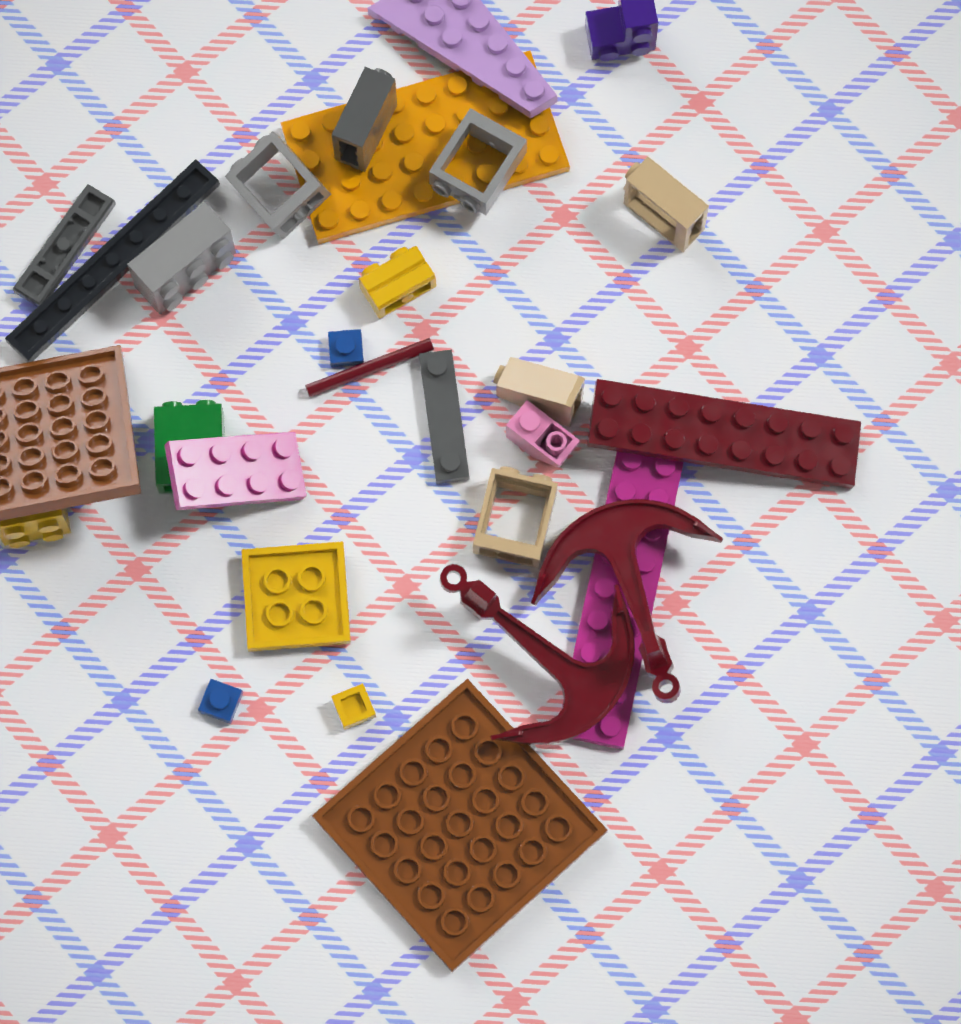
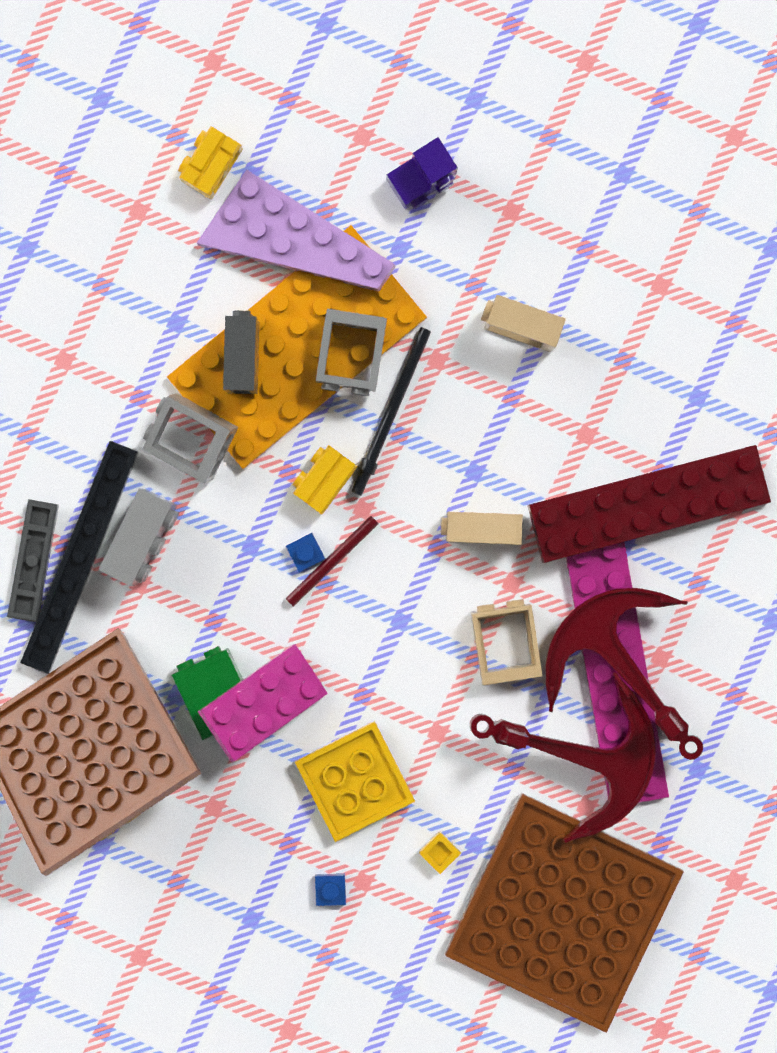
camera: 25 degrees left, 15 degrees up
(444, 416) = (411, 578): dark grey plate -> none
(448, 287) = (368, 464): none -> black bar
(540, 435) = (502, 568): bright pink slope -> none

